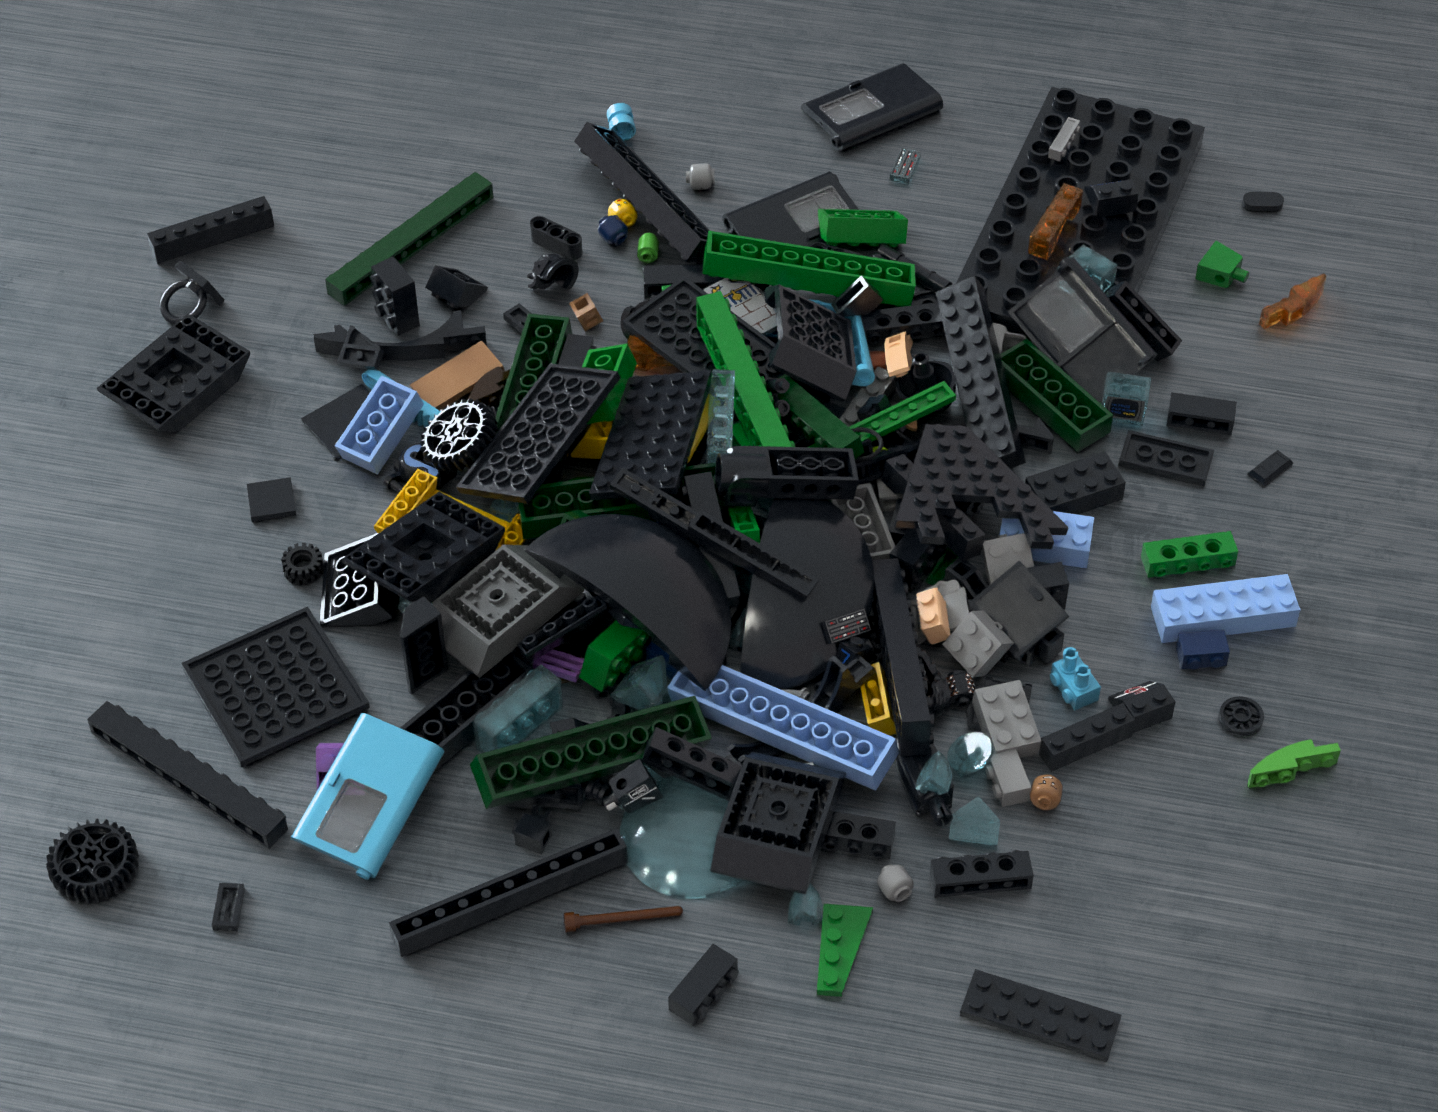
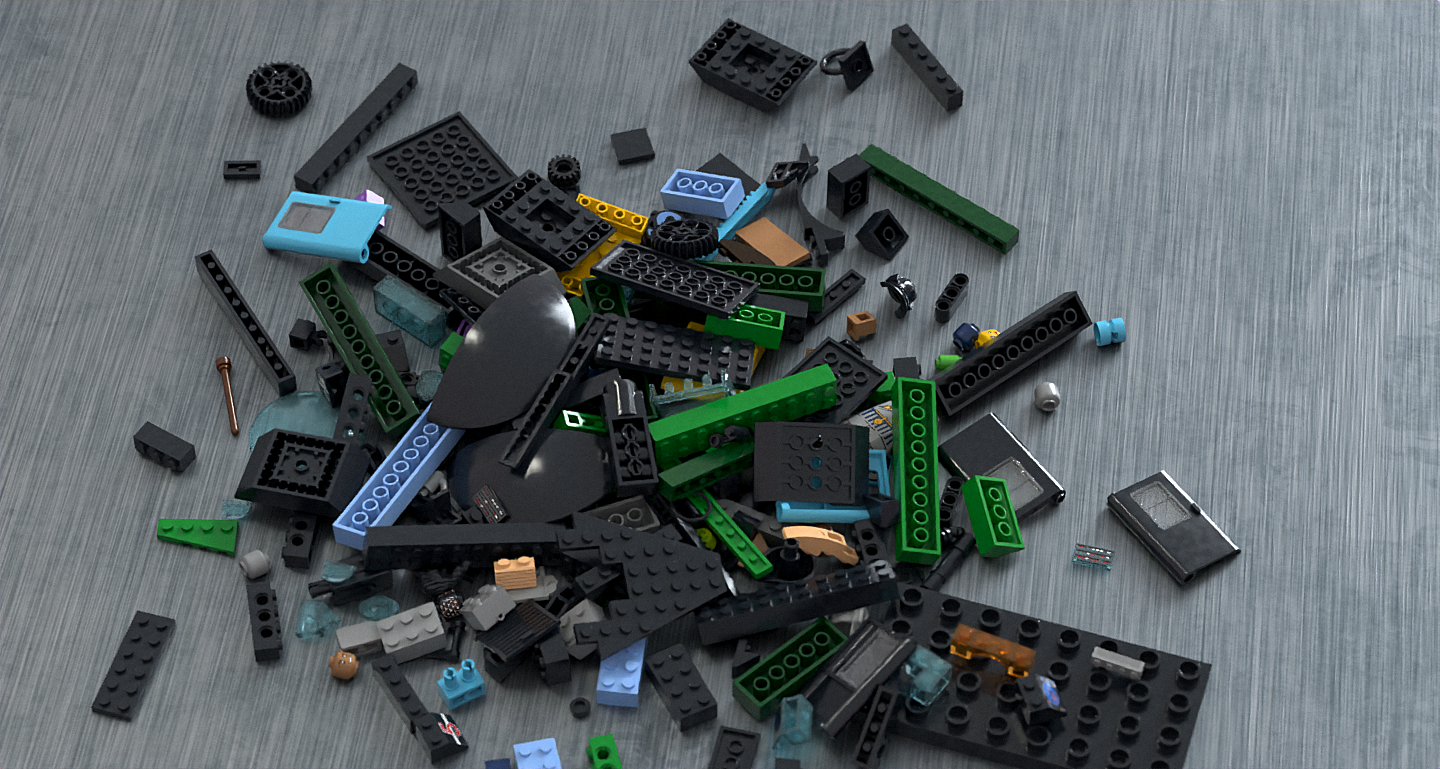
camera: 85 degrees right, 0 degrees up
(1095, 580) = (580, 708): none -> black tile

